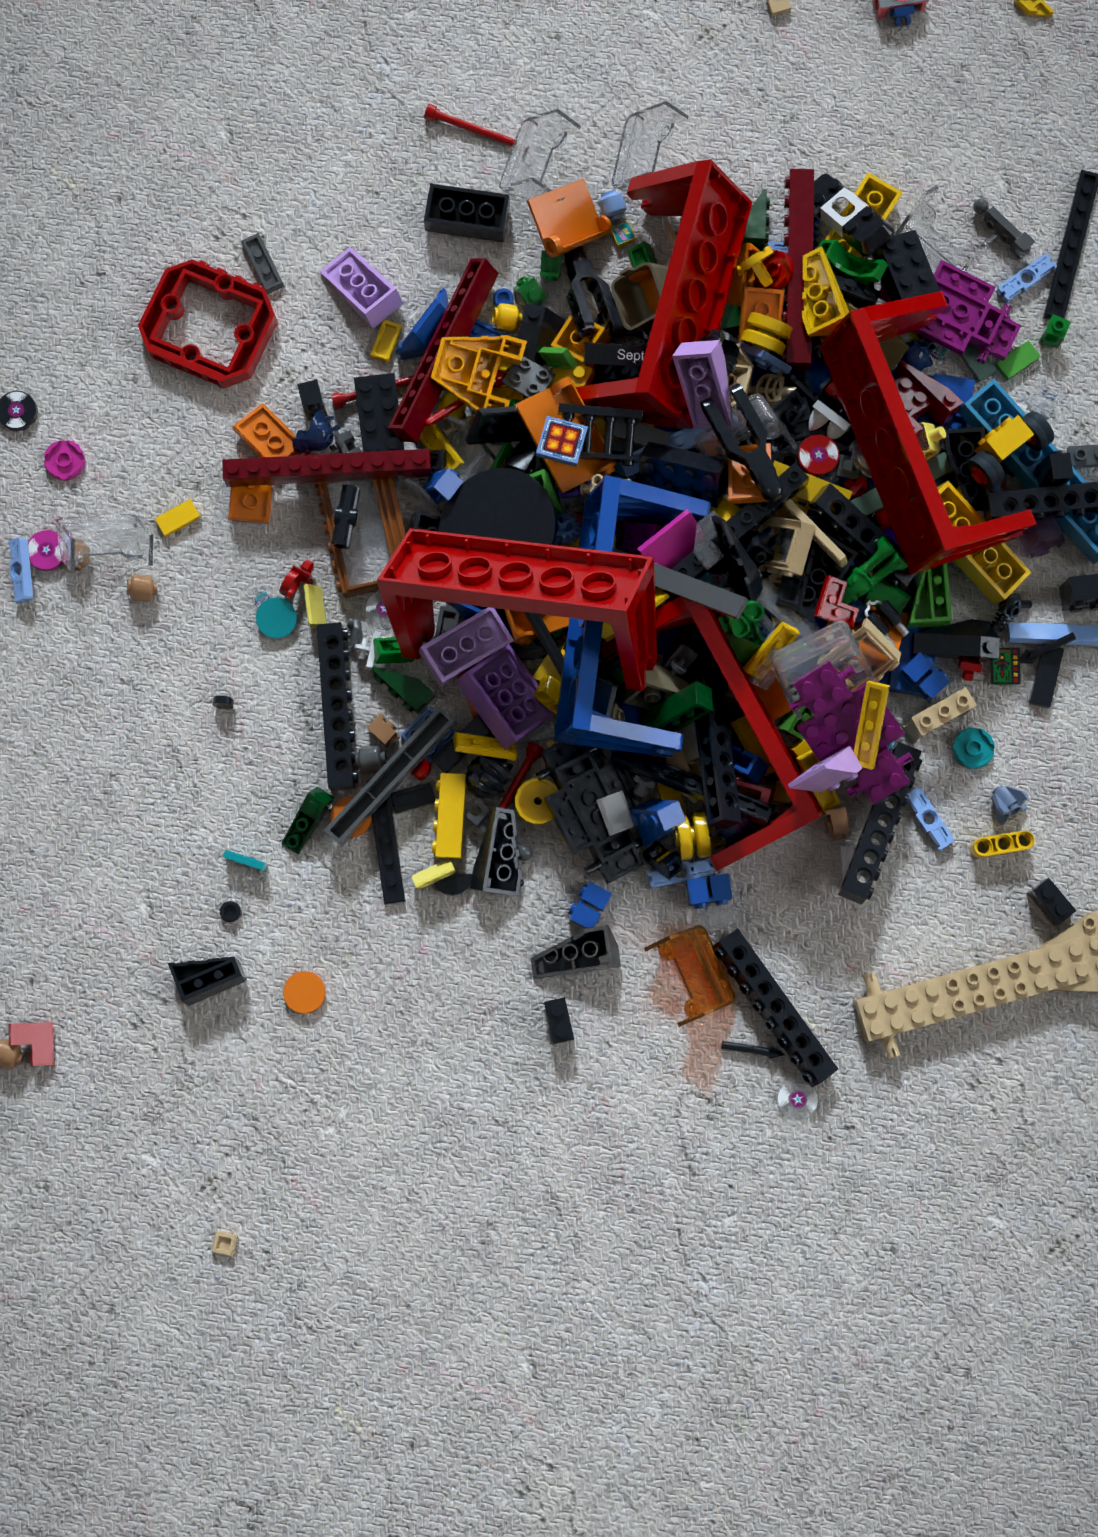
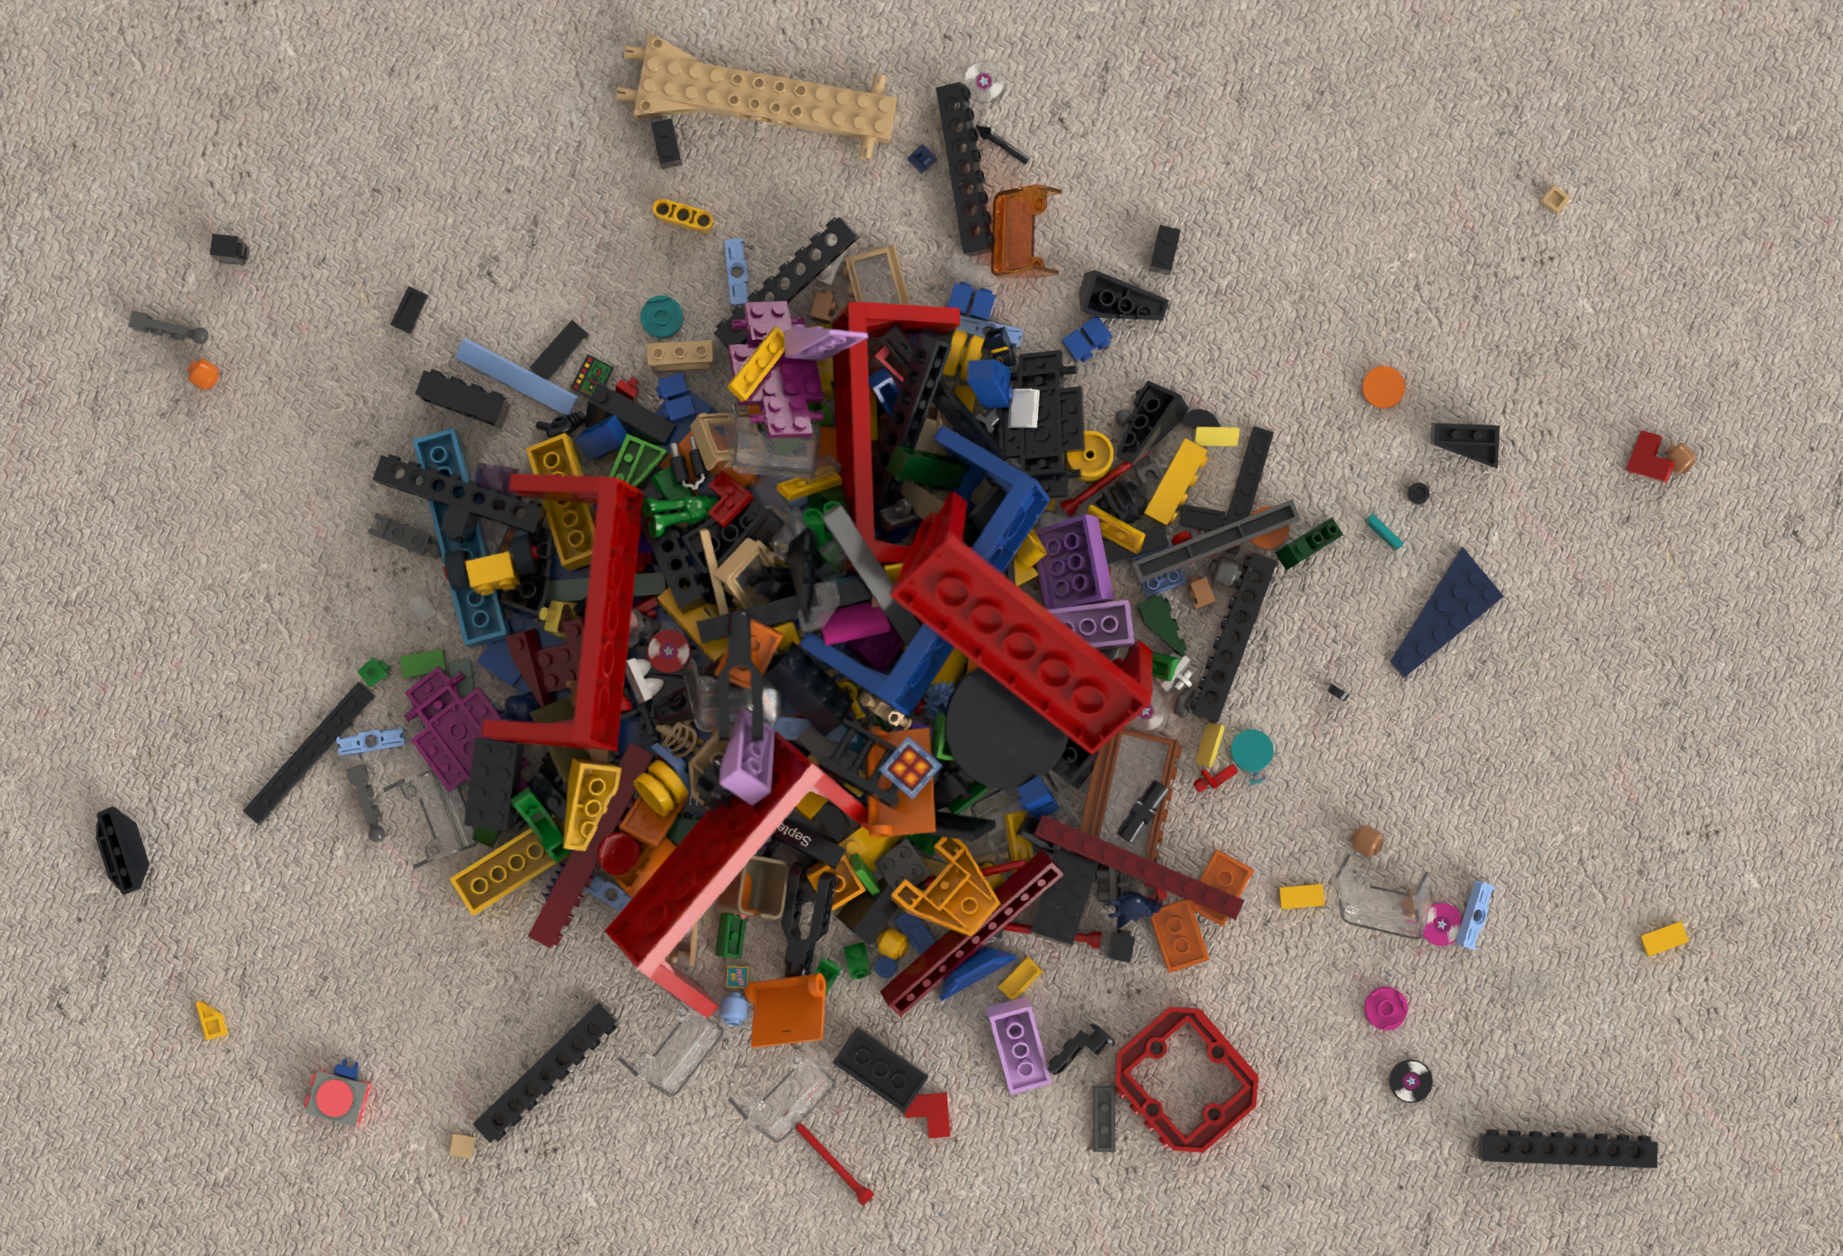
camera: 155 degrees left, 5 degrees up
(156, 824) = (1453, 606): none -> dark blue wing
(301, 315) = (1074, 1046): none -> black piece
(406, 207) = (935, 1109): none -> red tile
(755, 262) = (634, 862): yellow tile -> none
(757, 222) = (610, 908): dark green slope -> none
(763, 24) = (486, 1122): none -> black brick
(801, 866) = (876, 277): none -> window
(817, 1000) = (922, 159): none -> dark blue tile
(862, 229) = (512, 851): black piece -> none
(970, 613) = (602, 438): none -> blue brick
(1008, 802) = (658, 250): sand blue brick -> none
(1028, 657) = (565, 375): black piece -> none

